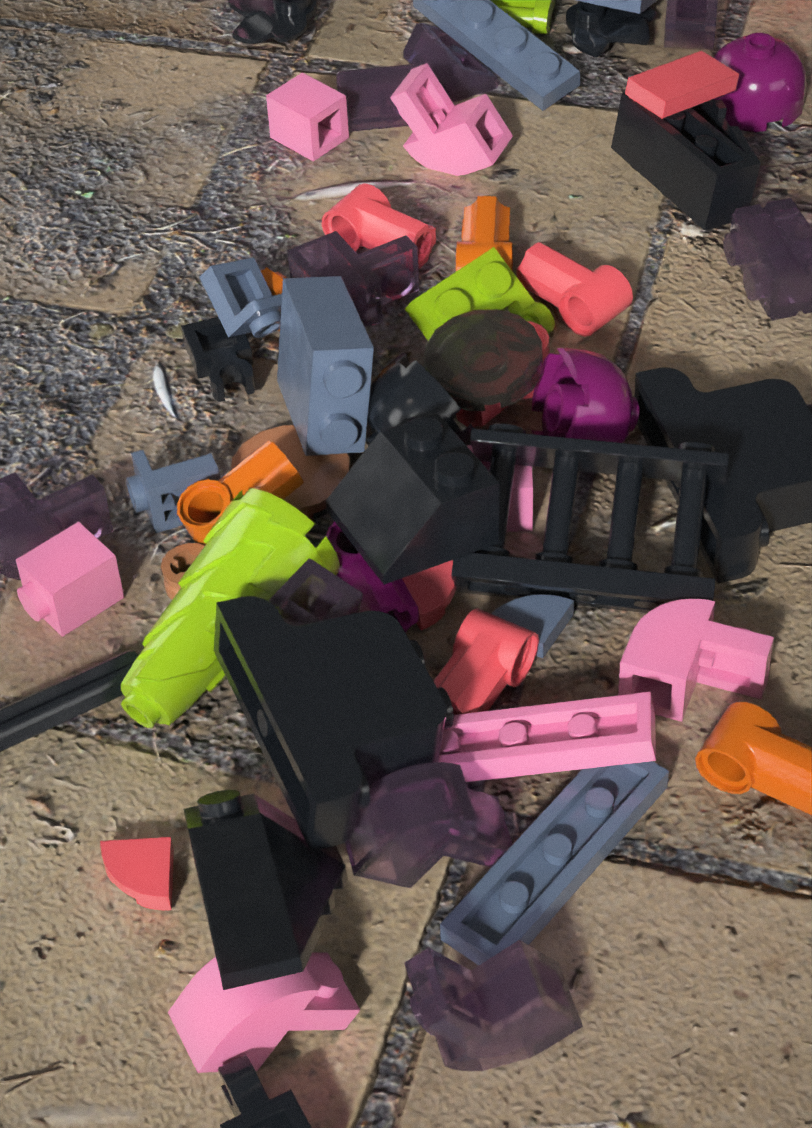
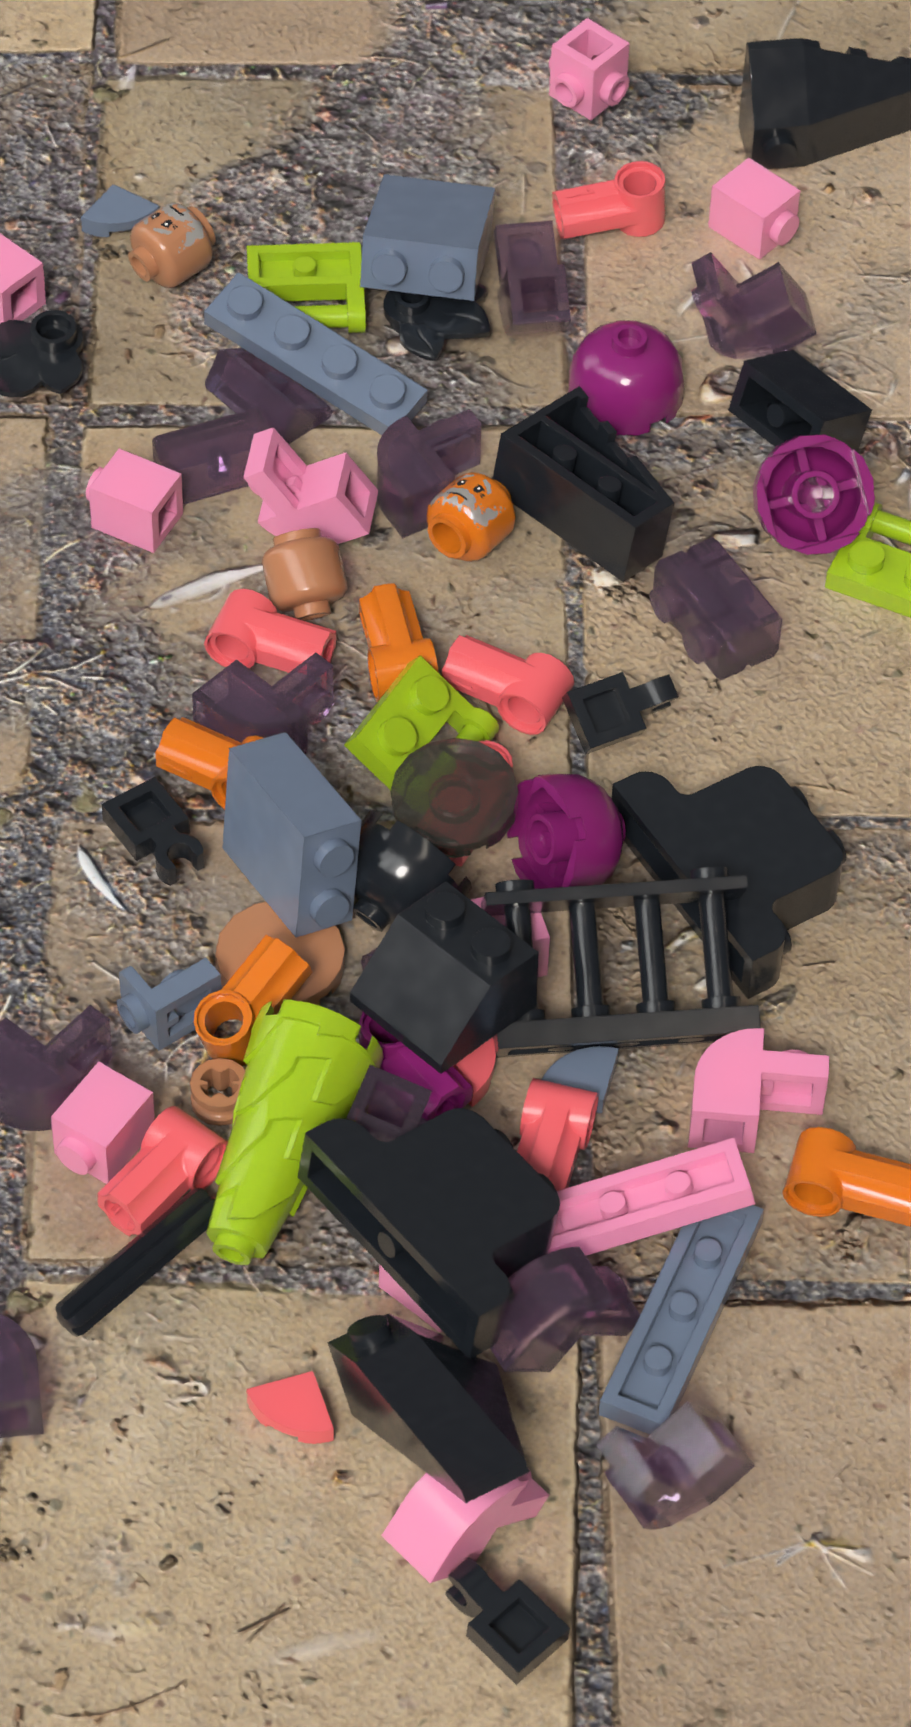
camera: 20 degrees left, 5 degrees up
(115, 623) = (173, 1158): none -> coral piece
(242, 298) = (170, 765): sand blue bracket -> none
(424, 182) = (304, 573): none -> nougat head
(553, 121) = (420, 464): none -> clear purple brick
(583, 162) = (470, 517): none -> orange head
(659, 325) = (613, 712): none -> black plate
(681, 84) = (564, 412): coral tile -> none

